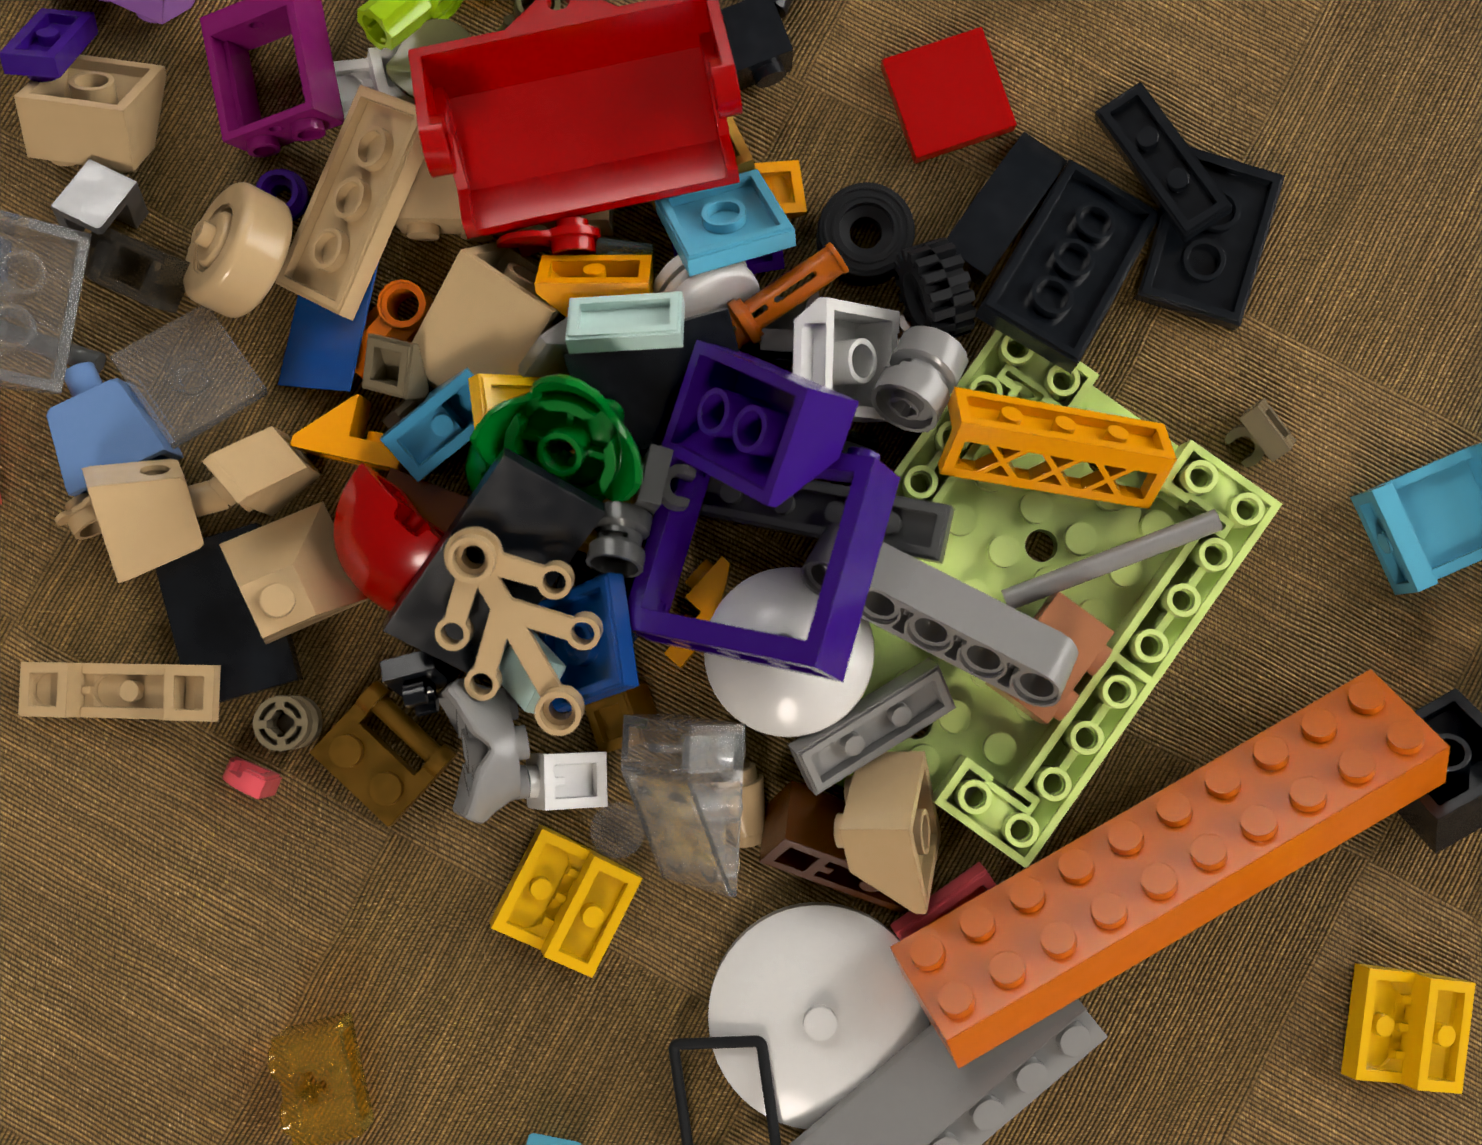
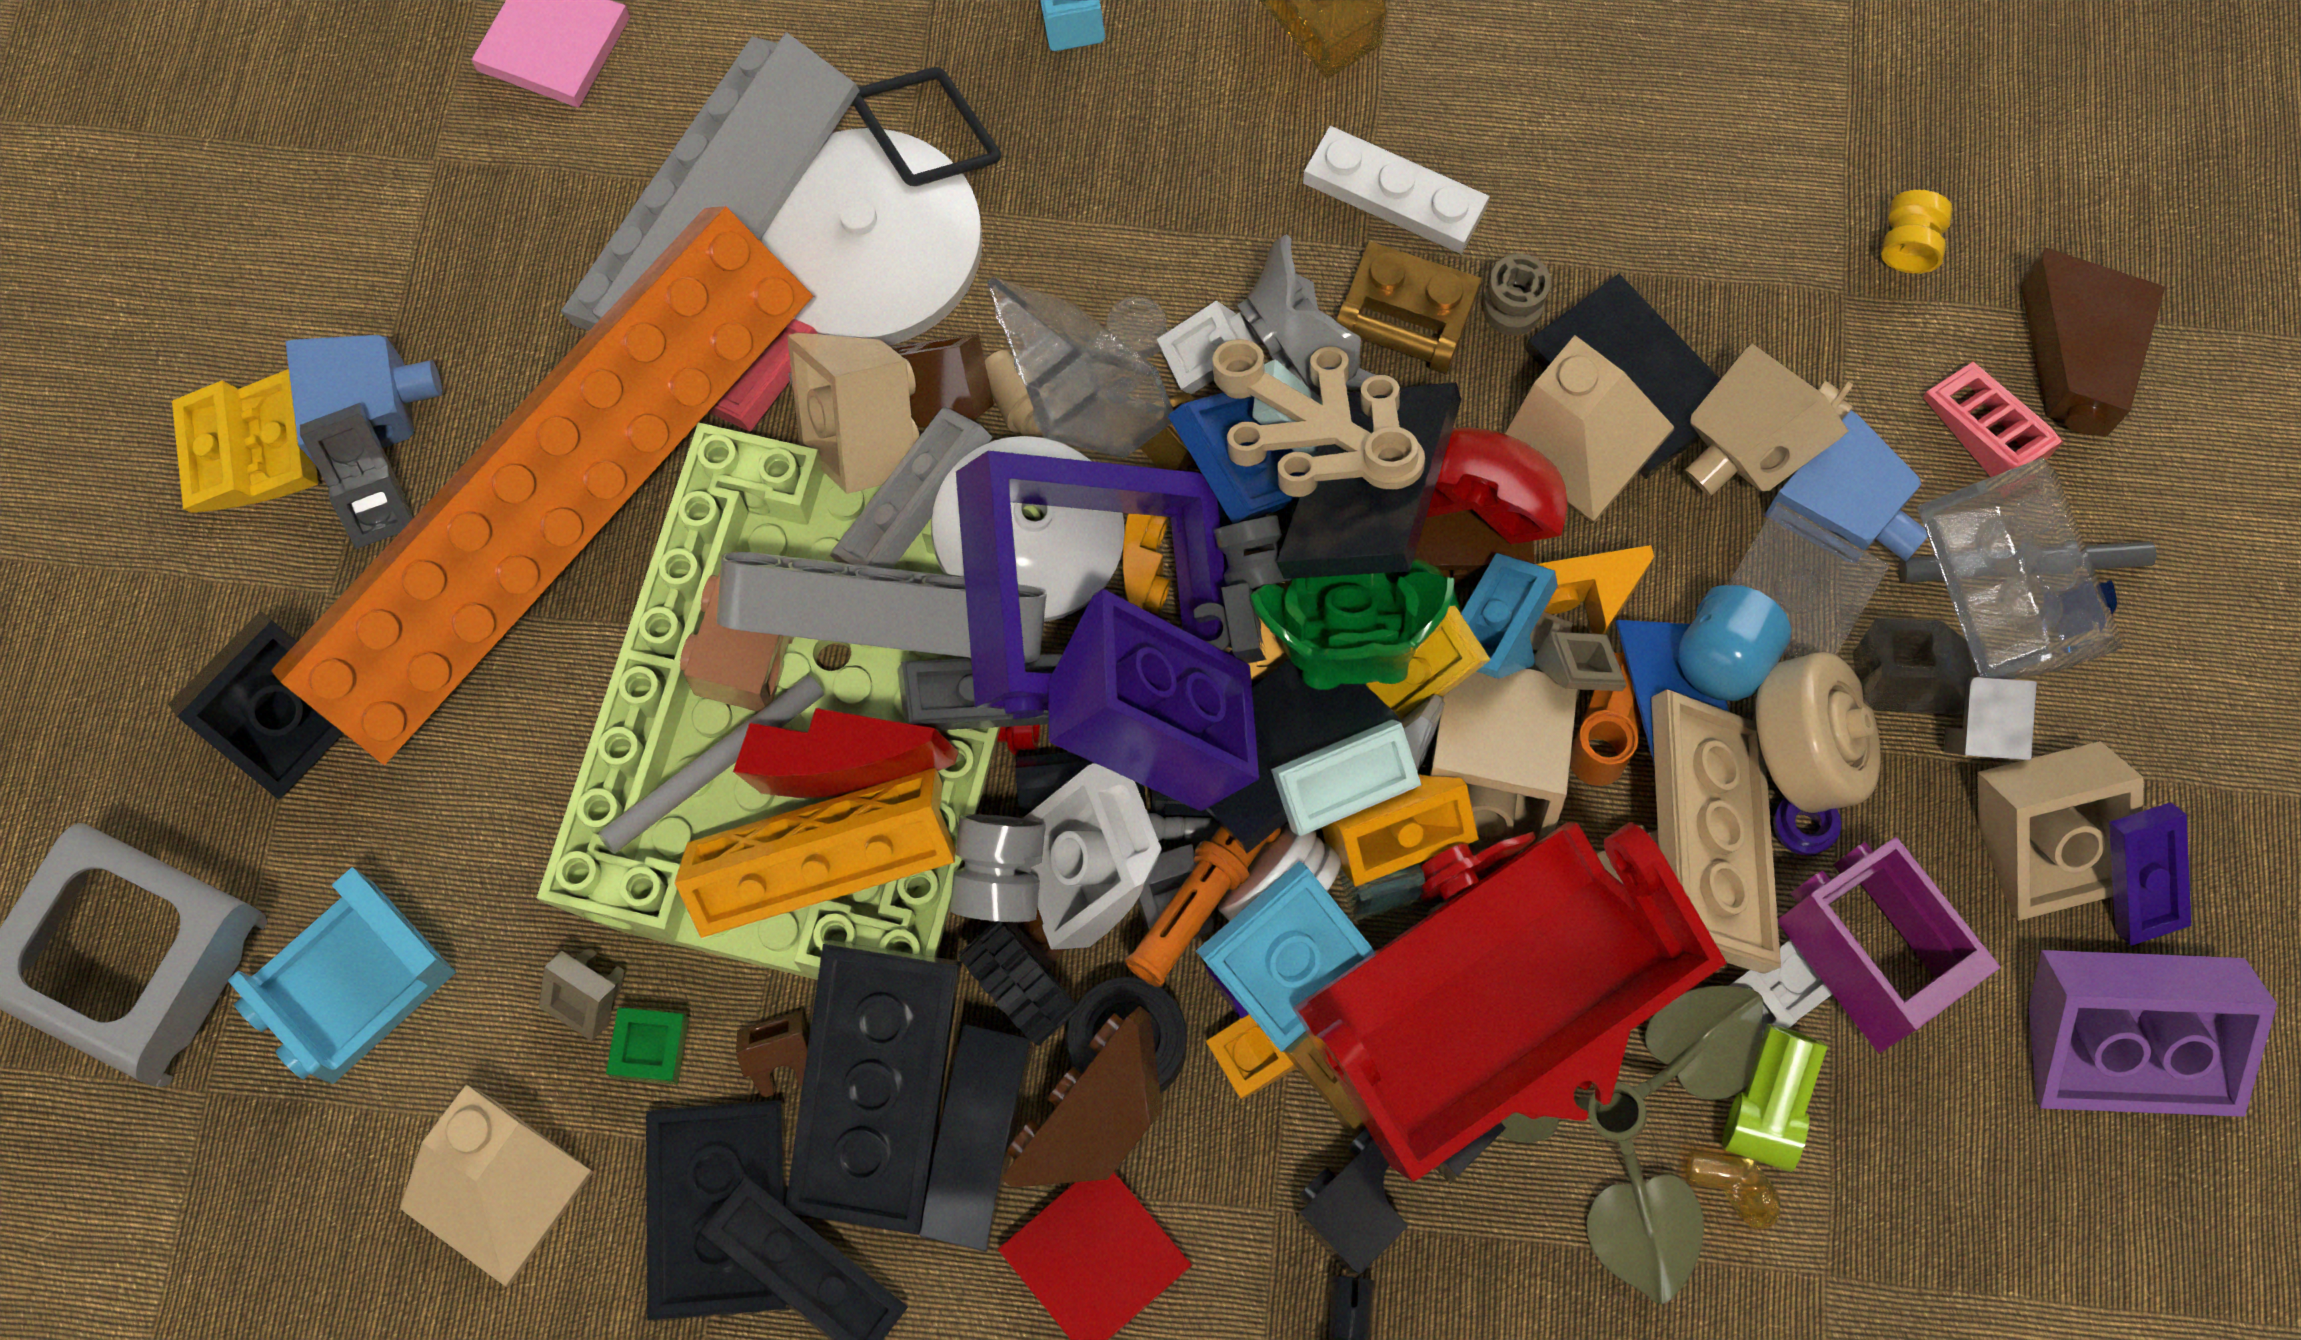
camera: 160 degrees right, 15 degrees down
(120, 691) = (1698, 265): tan slope -> none
(251, 778) = (1527, 232): coral tile -> none
(260, 471) = (1670, 506): tan slope -> none
(266, 339) = (1733, 642): none -> dark azure helmet
(341, 871) = (1395, 189): none -> white plate
(417, 679) = (1402, 366): black tile -> none
(565, 901) = (1160, 244): yellow slope -> none
(917, 170) = (1096, 1112): none -> reddish brown slope
(1014, 519) = (838, 755): none -> red slope
(1131, 332) = (772, 1045): none -> reddish brown tile
(1224, 372) = (647, 1046): none -> green plate
(1306, 1031) = (356, 370): none -> medium blue torso
(1322, 948) = (357, 475): none -> dark grey slope
(1366, 318) = (491, 1184): none -> tan slope

